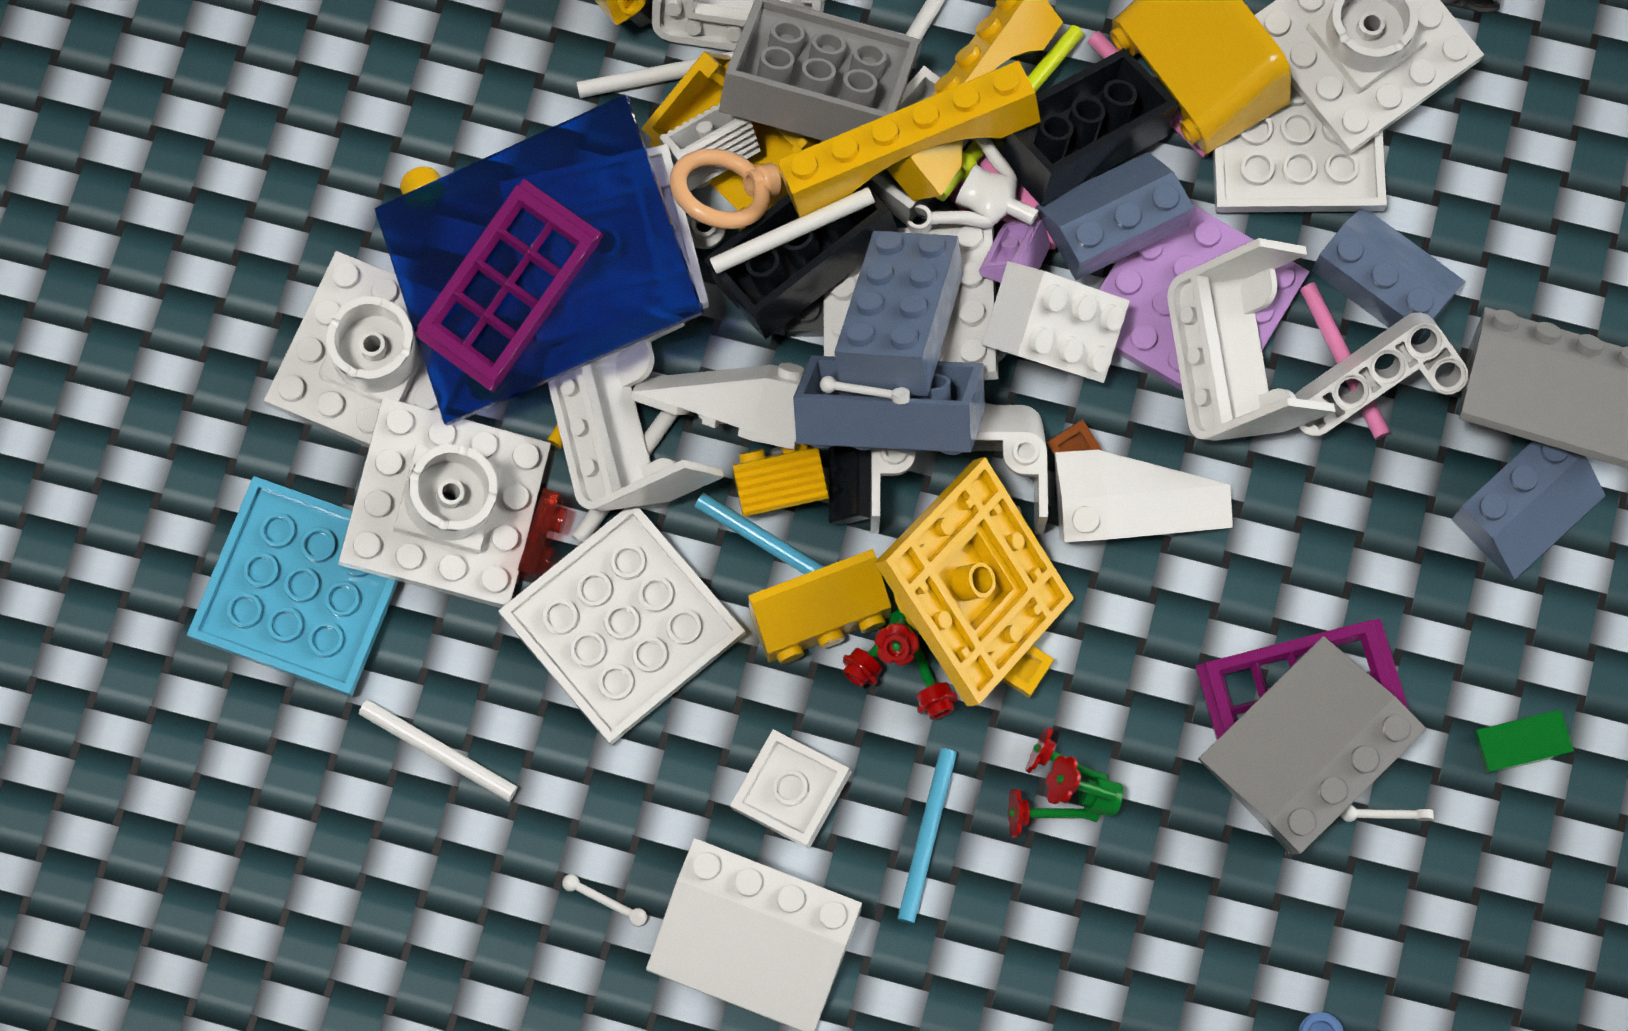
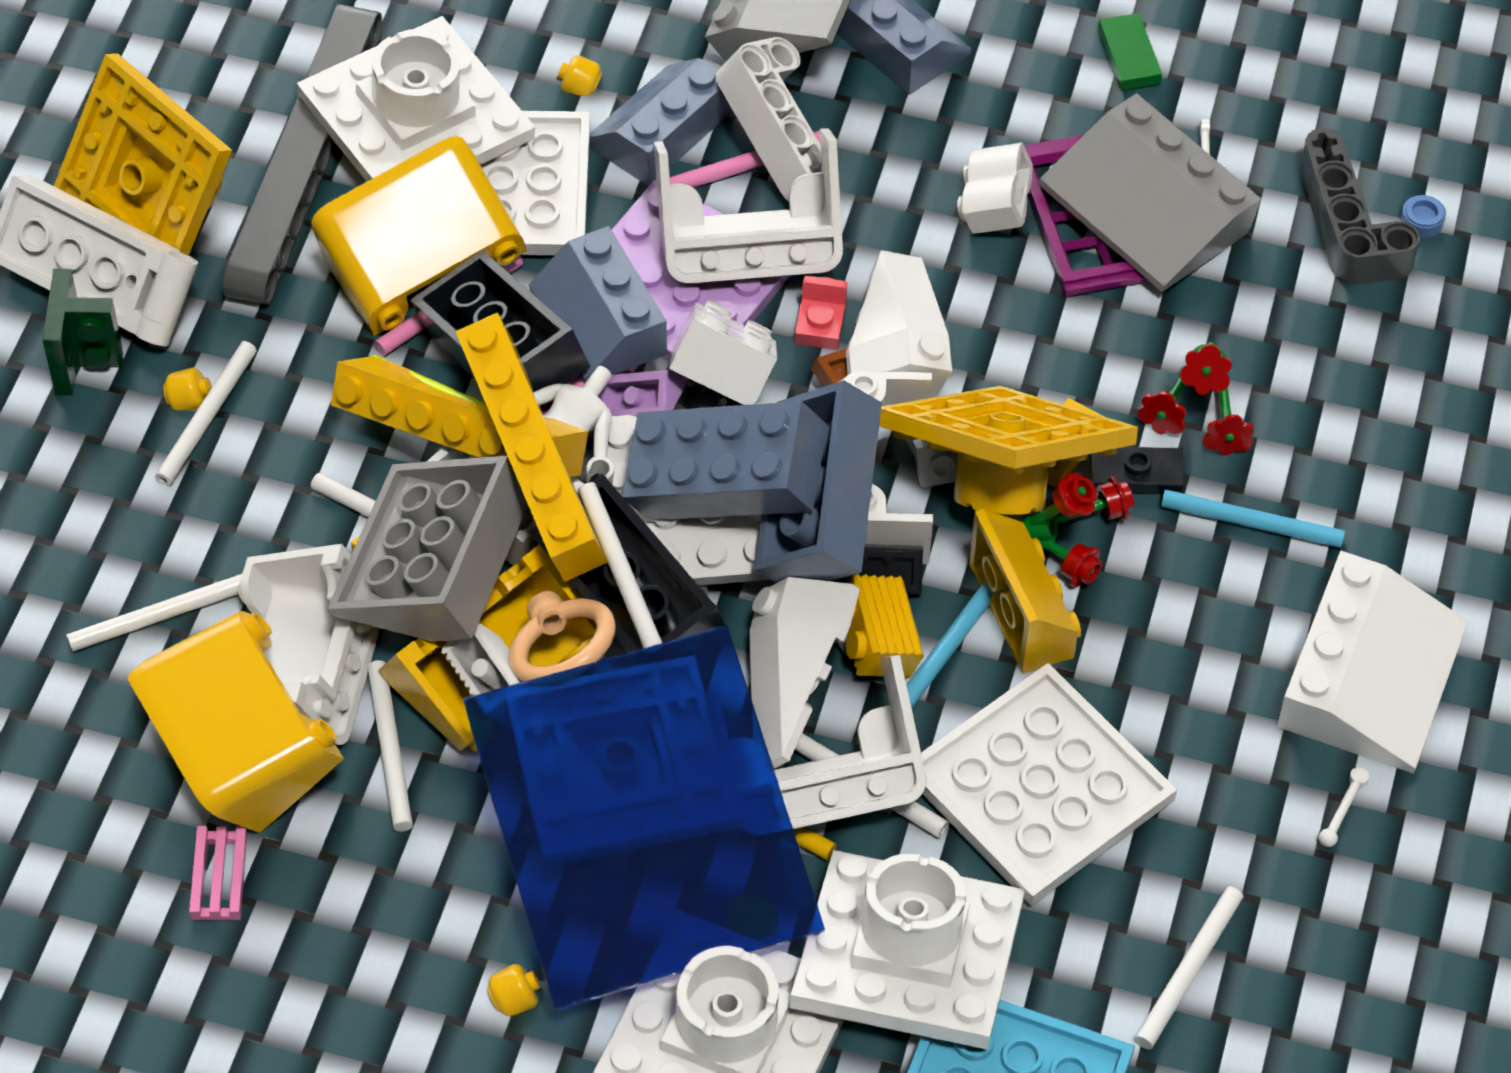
camera: 90 degrees left, 20 degrees down
(460, 351) = (600, 782): magenta piece -> none
(537, 554) = (966, 856): clear red plate -> none
(791, 789) = (1214, 631): white plate -> none
(898, 395) = (828, 446): white hinge -> none
(981, 733) = (1142, 468): none -> black plate
(1151, 431) = (821, 312): none -> coral bracket
(1313, 595) = (996, 188): none -> white brick
(1319, 952) = (1354, 246): none -> dark grey beam
(1447, 200) = (579, 76): none -> yellow piece

